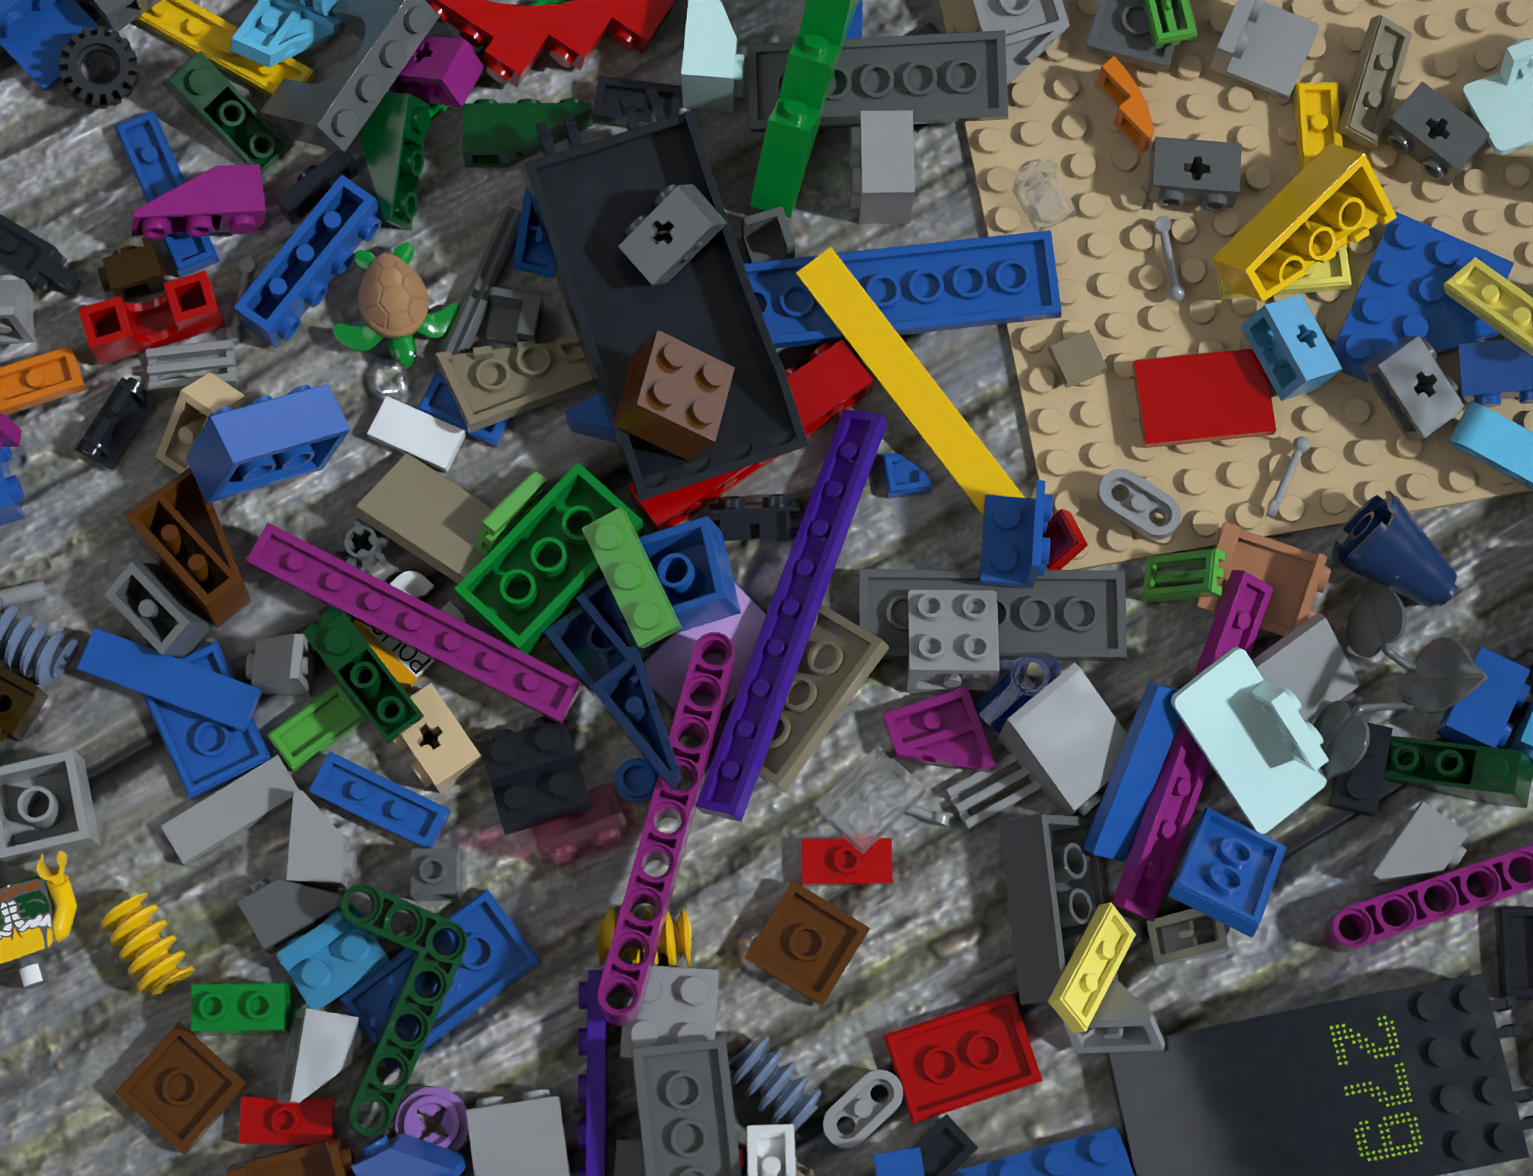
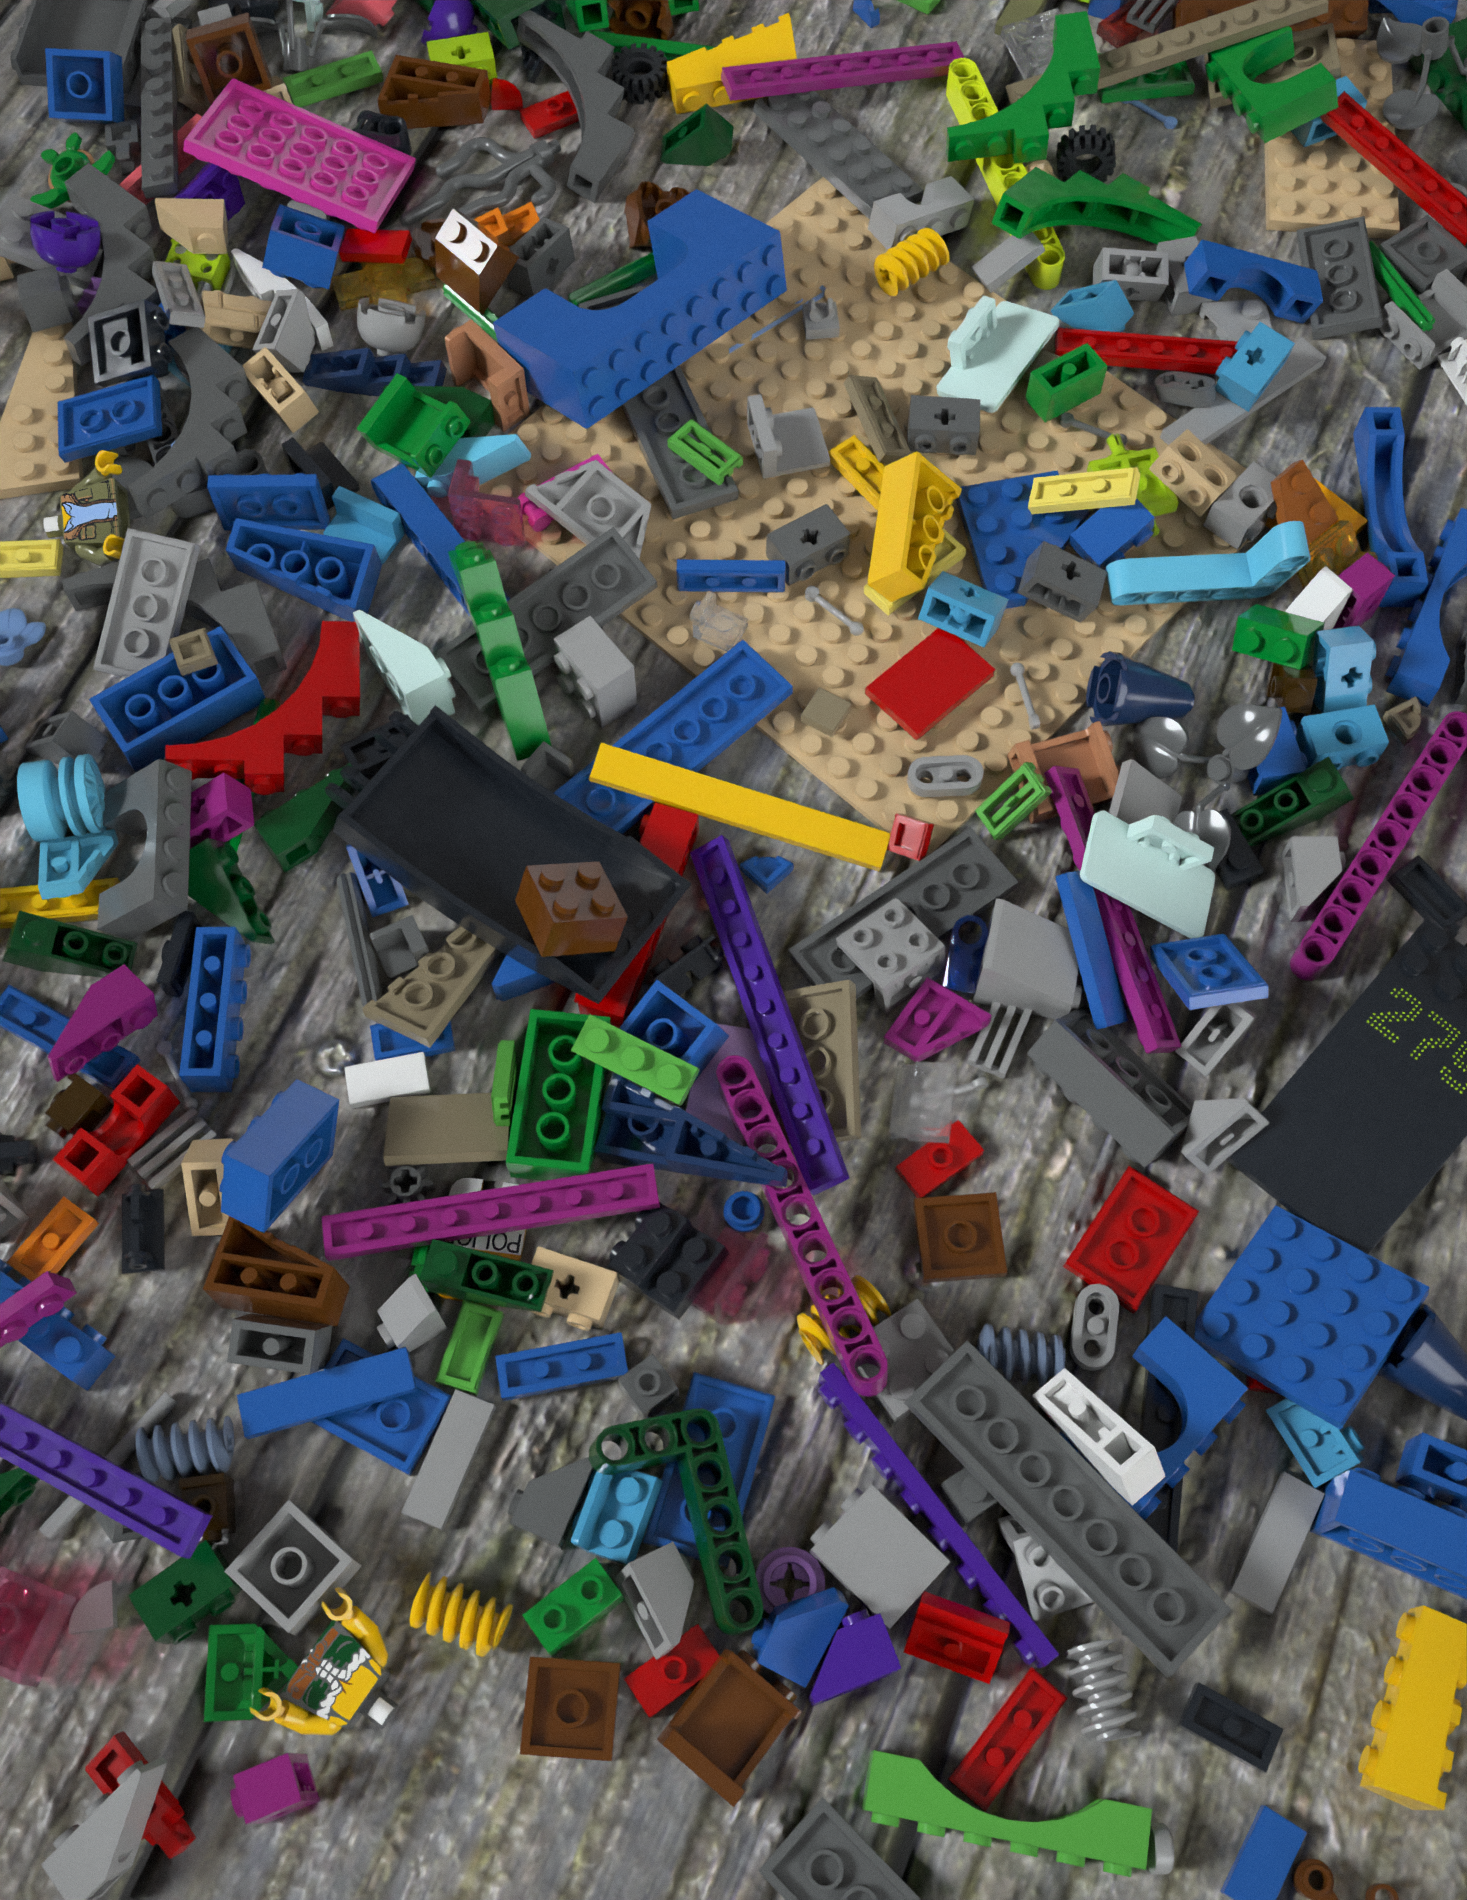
camera: 35 degrees left, 10 degrees down
(317, 850) = (541, 1435): light grey slope -> none
(393, 307) = (303, 998): animal -> none
(694, 226) = (488, 822): dark grey brick -> none
(1013, 540) = (885, 849): blue bracket -> none
(1092, 154) = (731, 575): none -> blue tile
(1092, 968) = (1174, 1103): light yellow tile -> none
(1133, 113) = (741, 535): orange slope -> none

